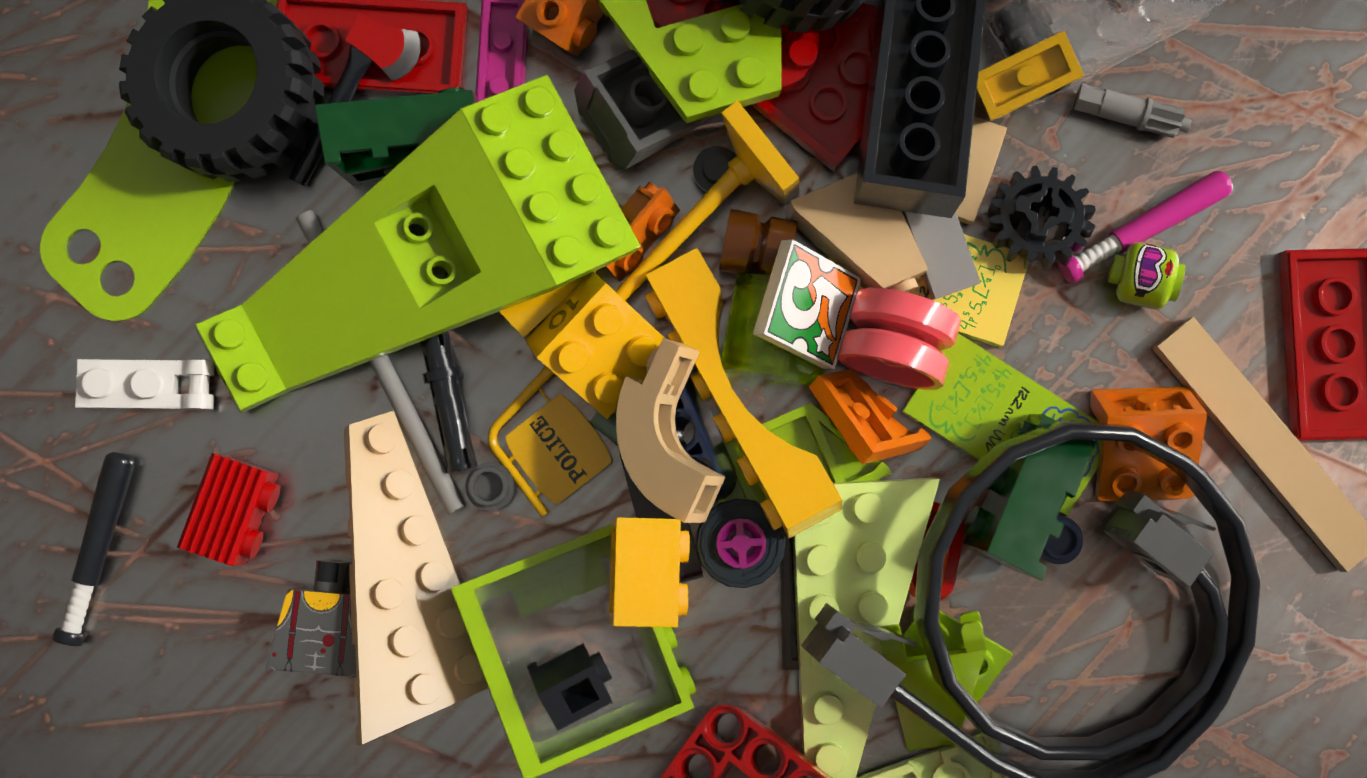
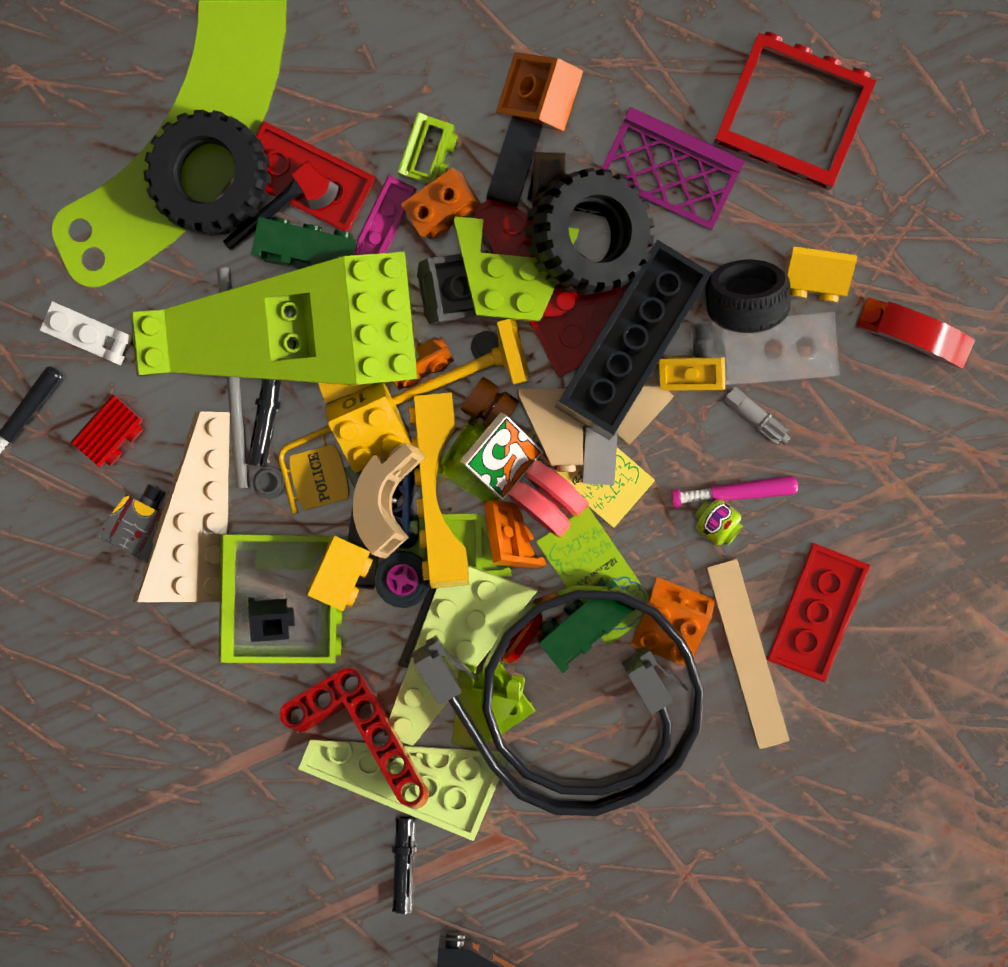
camera: 30 degrees right, 5 degrees up
(1063, 218) = (680, 468): black gear -> none
(1066, 546) = (596, 659): dark blue plate -> none

